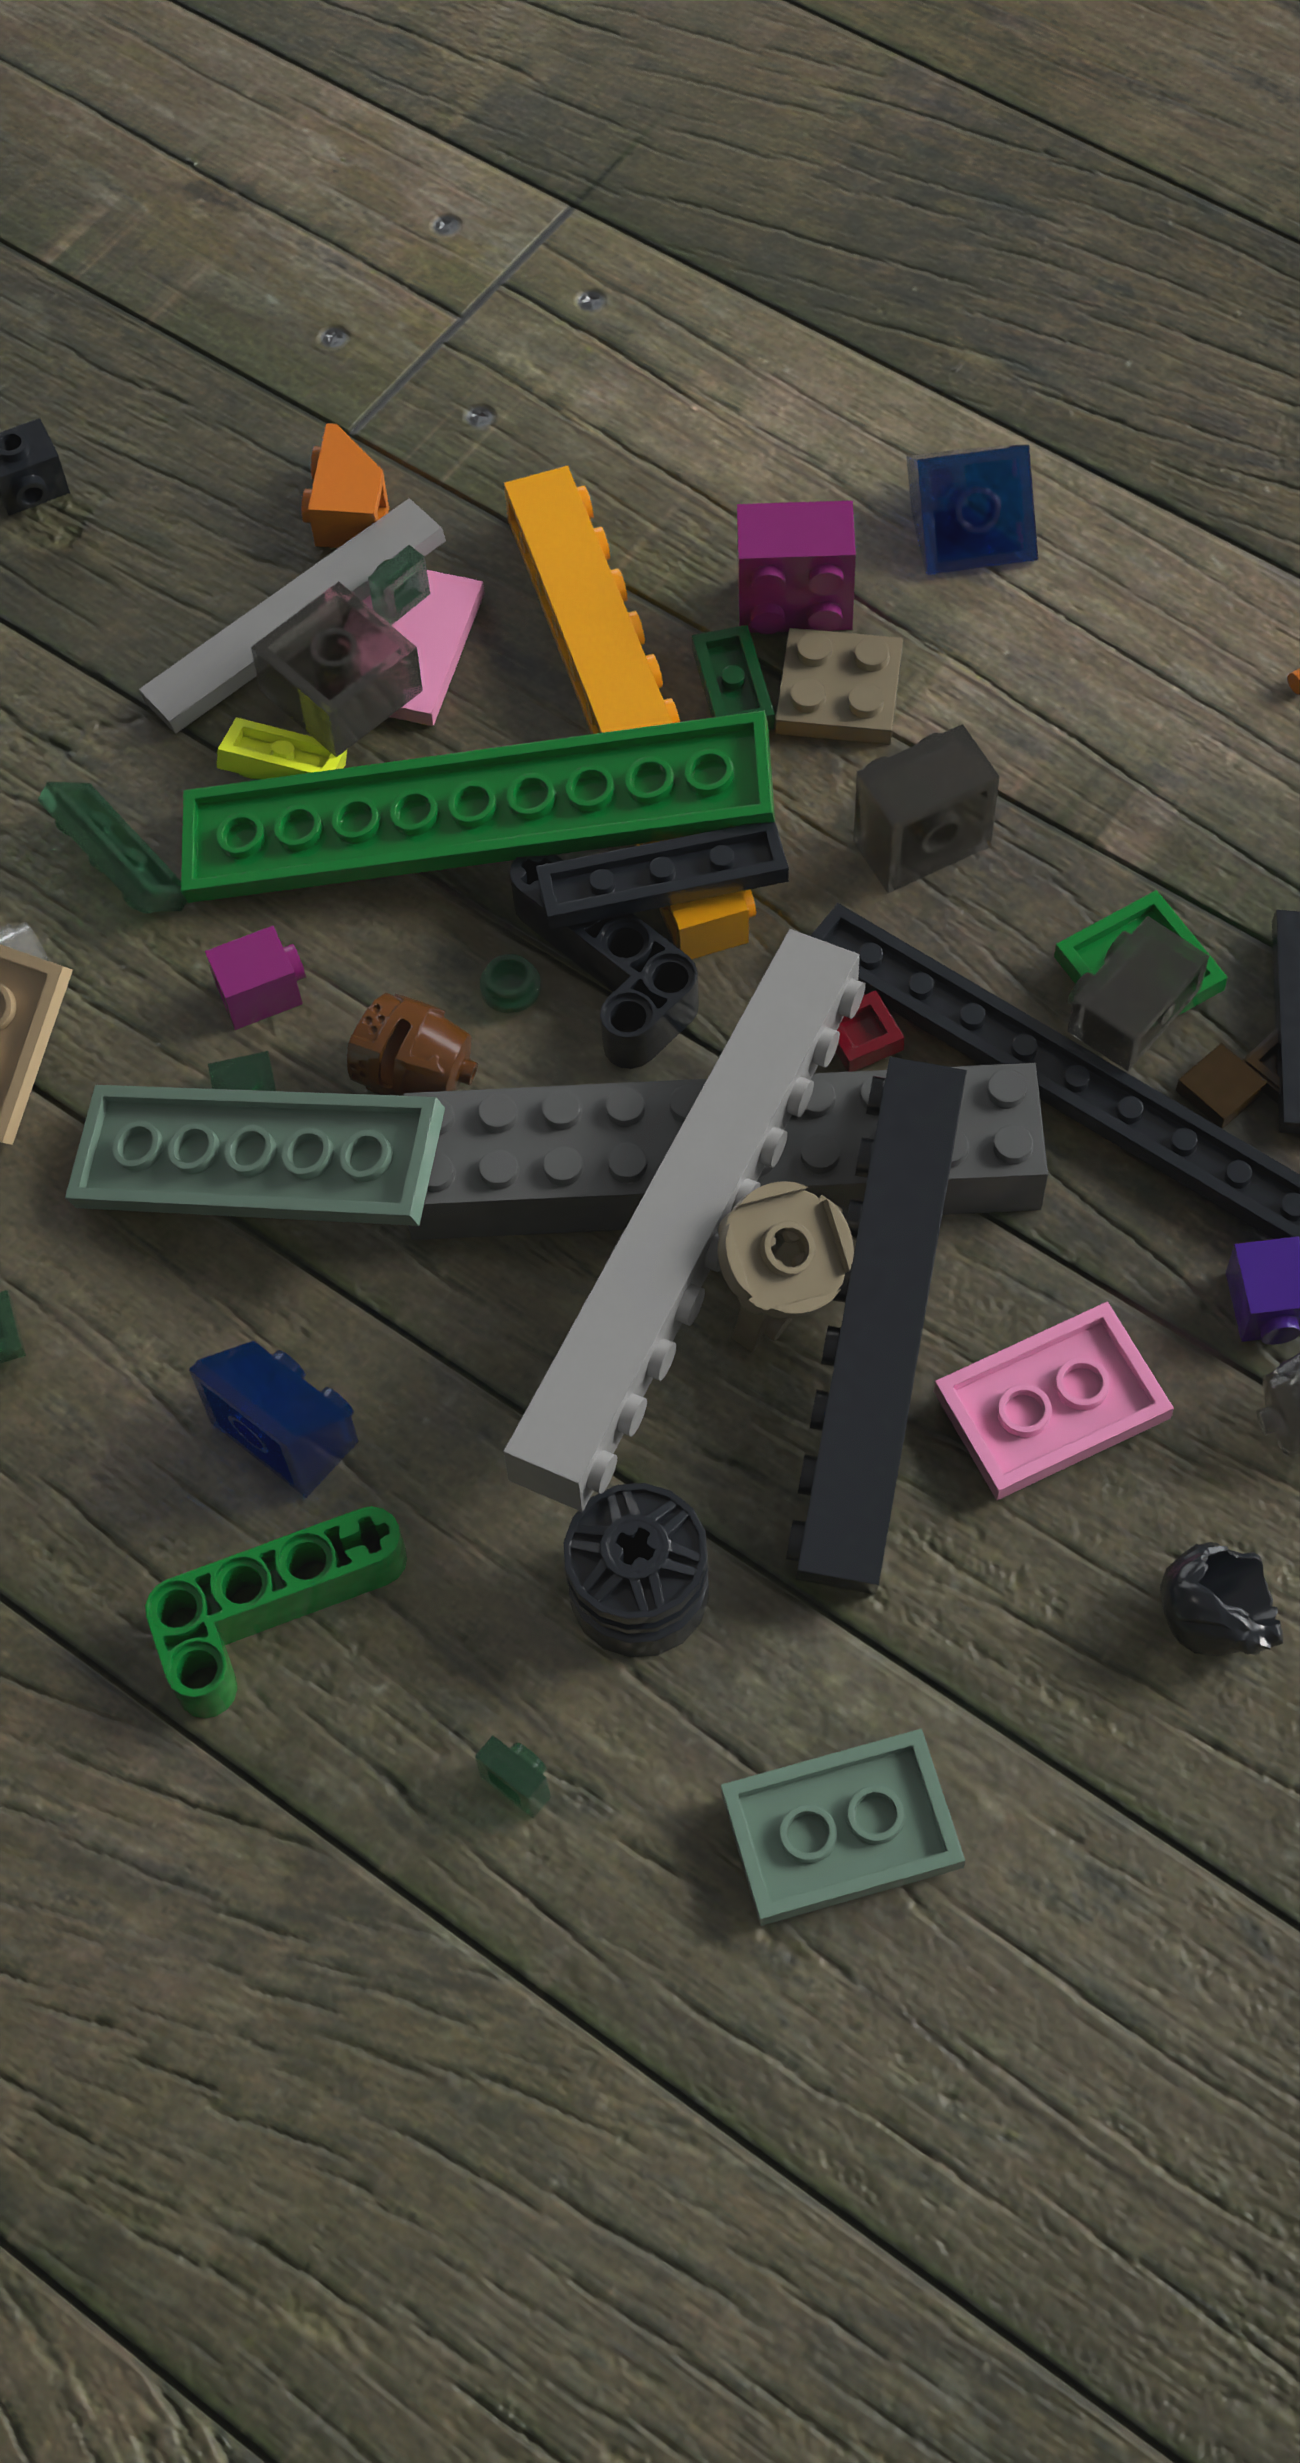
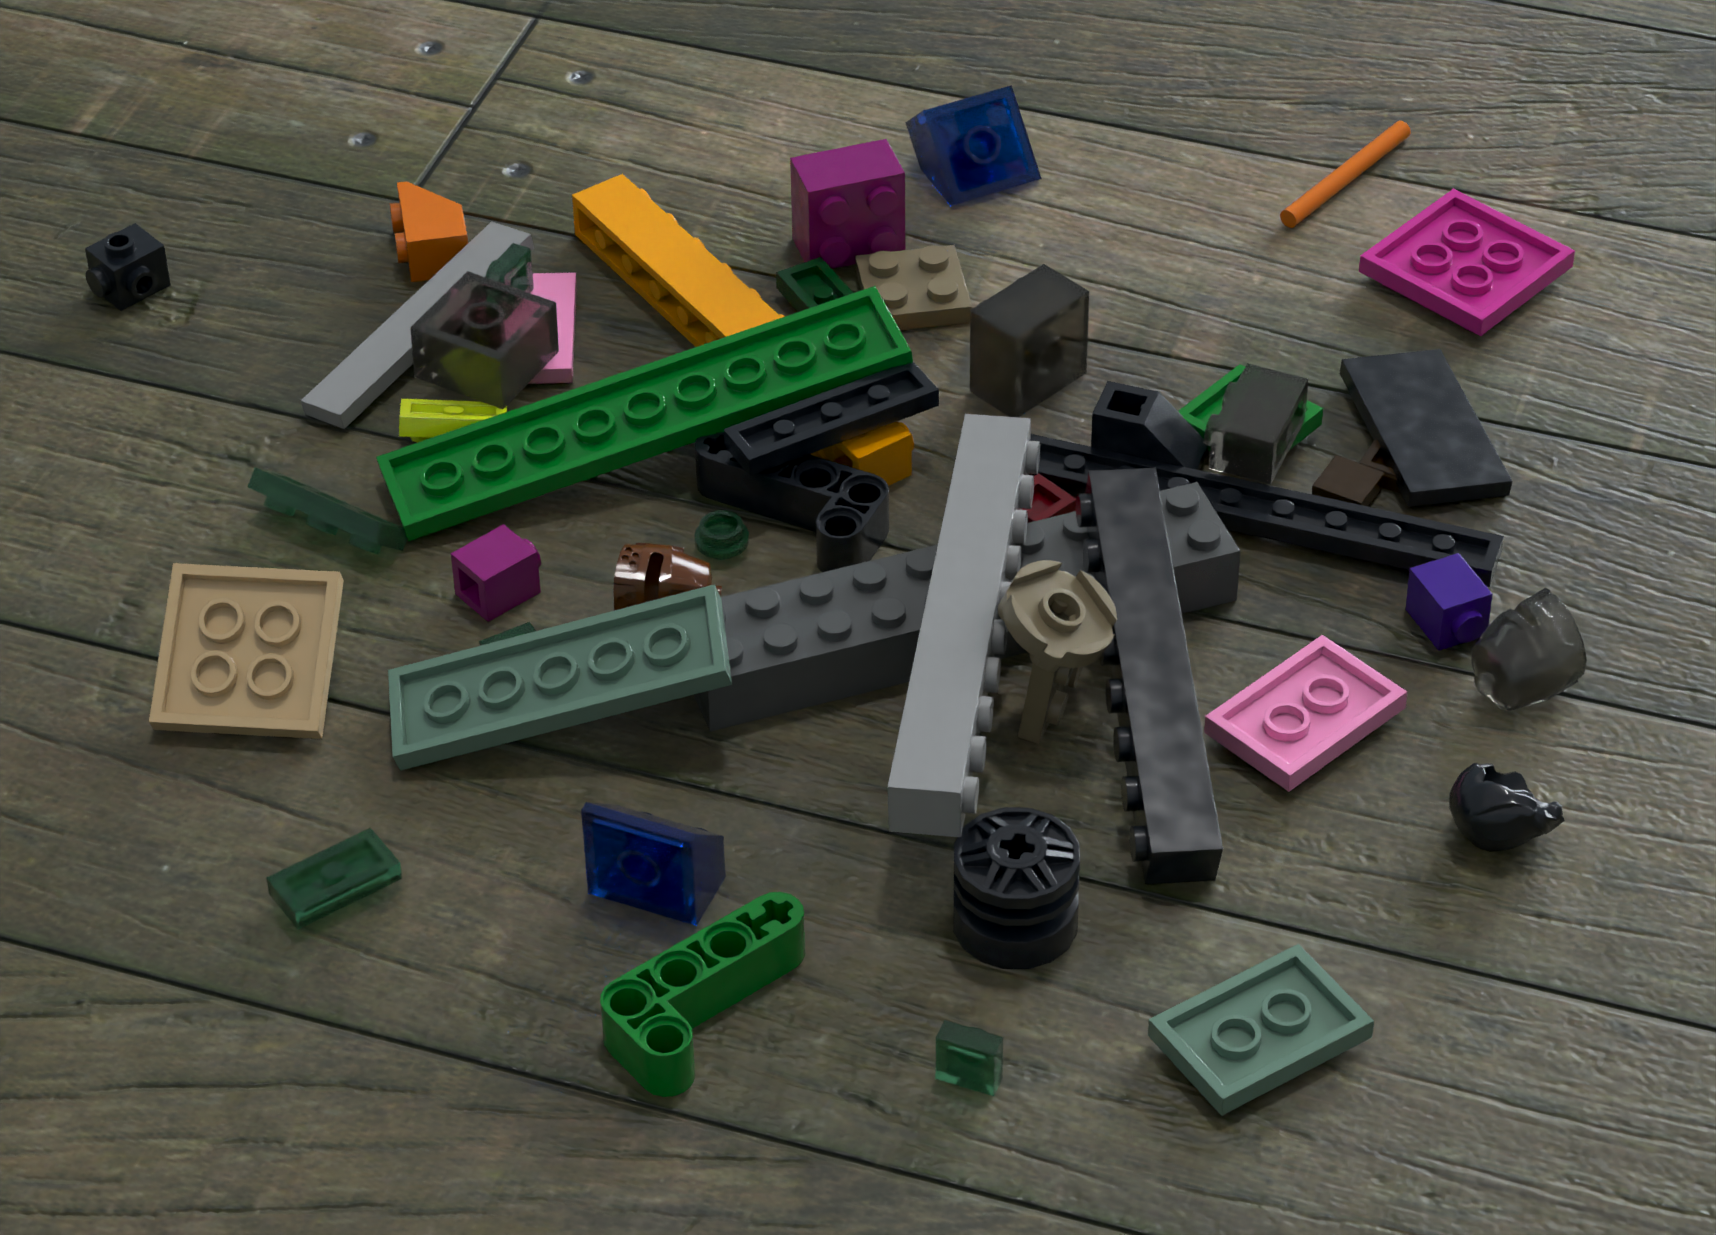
camera: 20 degrees left, 20 degrees down
(1012, 963) = (1145, 426): none -> black slope

